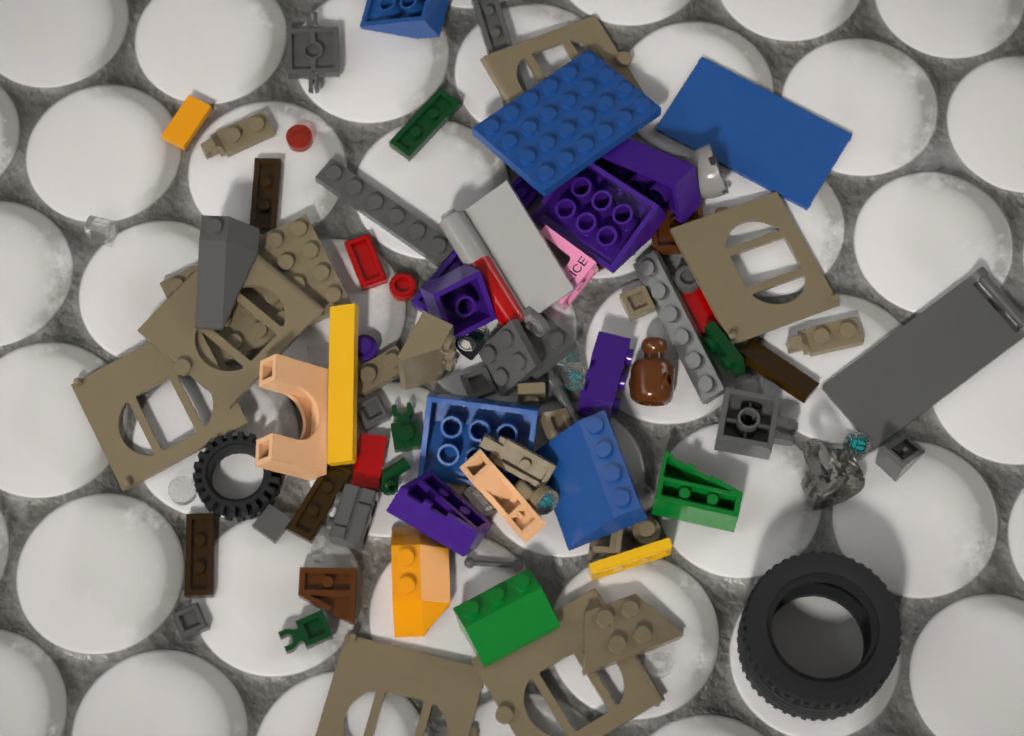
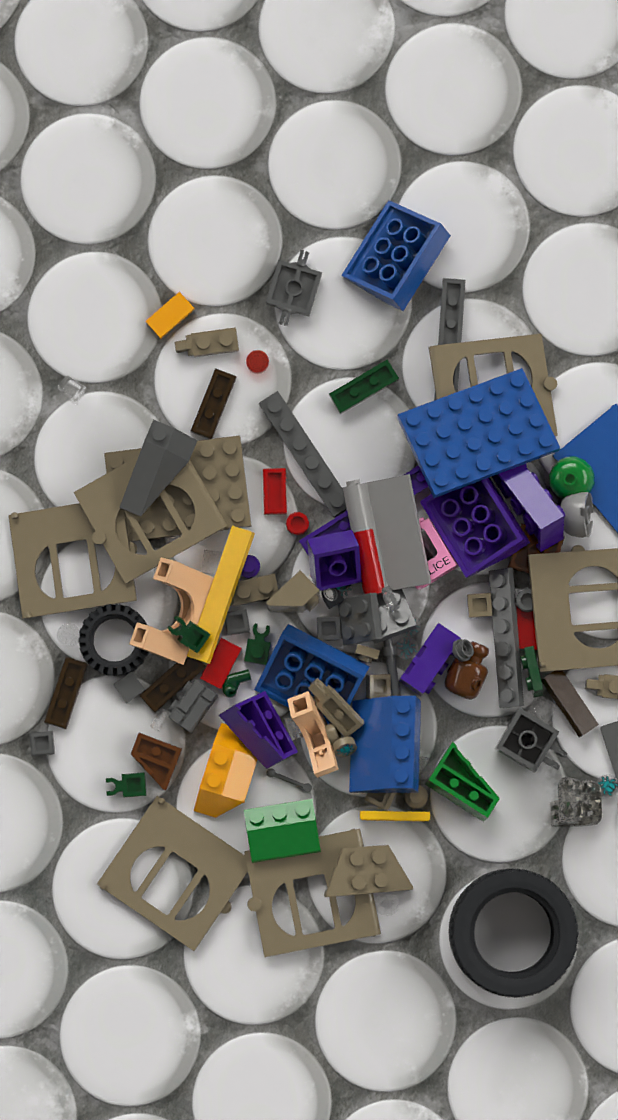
camera: 20 degrees right, 15 degrees up
(323, 433) = (190, 635): none -> dark green plate
(637, 347) = (462, 649): none -> dark grey plate
(683, 136) = (571, 476): none -> green cylinder

